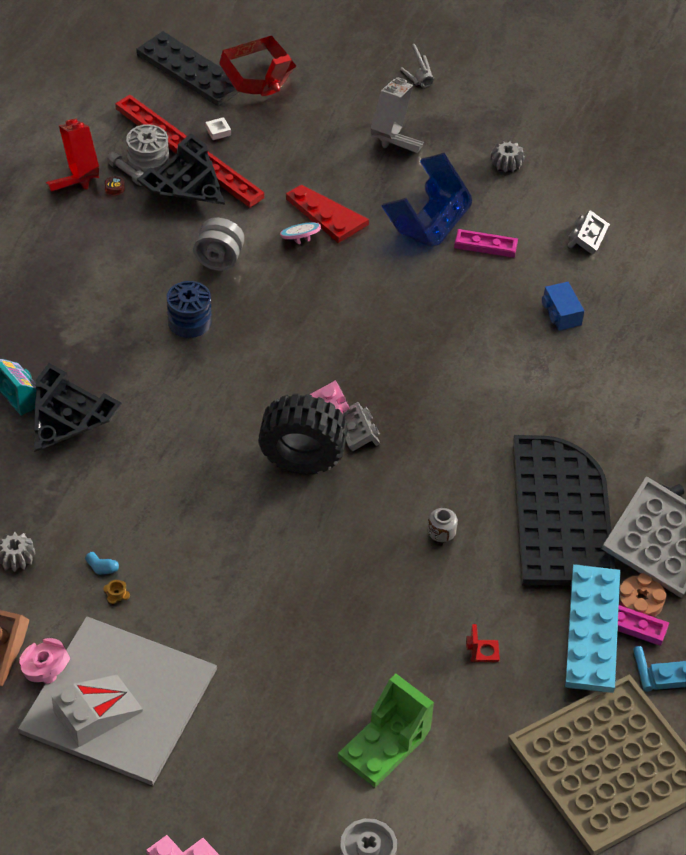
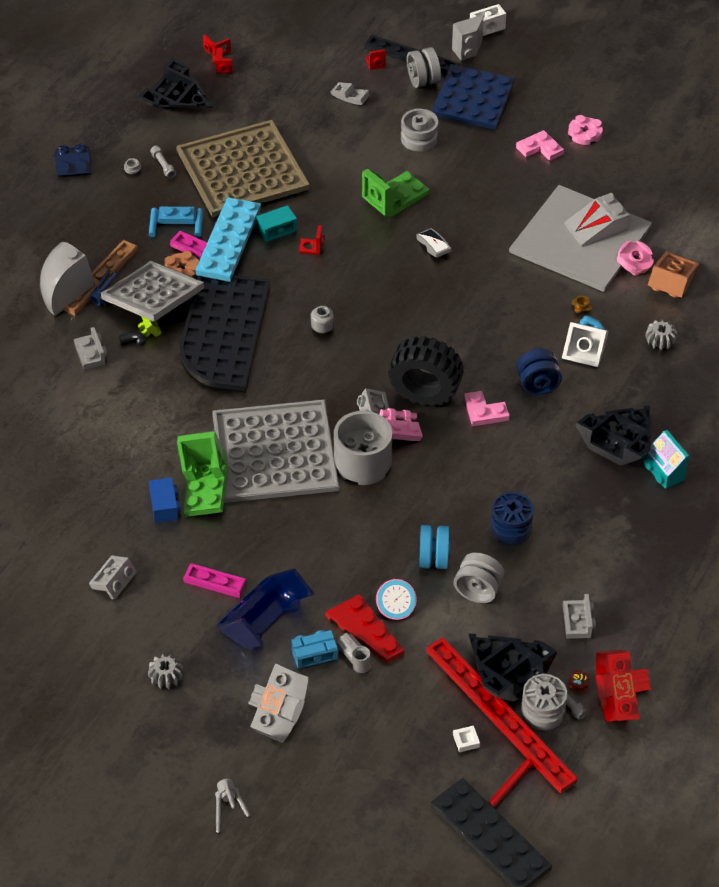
camera: 170 degrees left, 0 degrees up
(110, 532) = (585, 344): none -> white slope
(116, 231) = (578, 618): none -> light grey bracket
(167, 470) = (539, 371): none -> dark blue wheel
(177, 102) = (503, 791): none -> red piece
(232, 439) = (483, 413): none -> bright pink plate
(266, 268) = (435, 547): none -> dark azure wheel
(276, 75) = (399, 781): red piece -> none
(320, 663) = (434, 242): none -> slope
(330, 184) = (355, 652): none -> light grey piece
(361, 358) = (363, 447): none -> light grey brick
(372, 184) = (314, 649): none -> dark azure brick
(460, 377) = (276, 450): none -> light grey tile
(526, 325) = (206, 473): none -> bright green bracket
(538, 668) = (276, 223): none -> teal brick

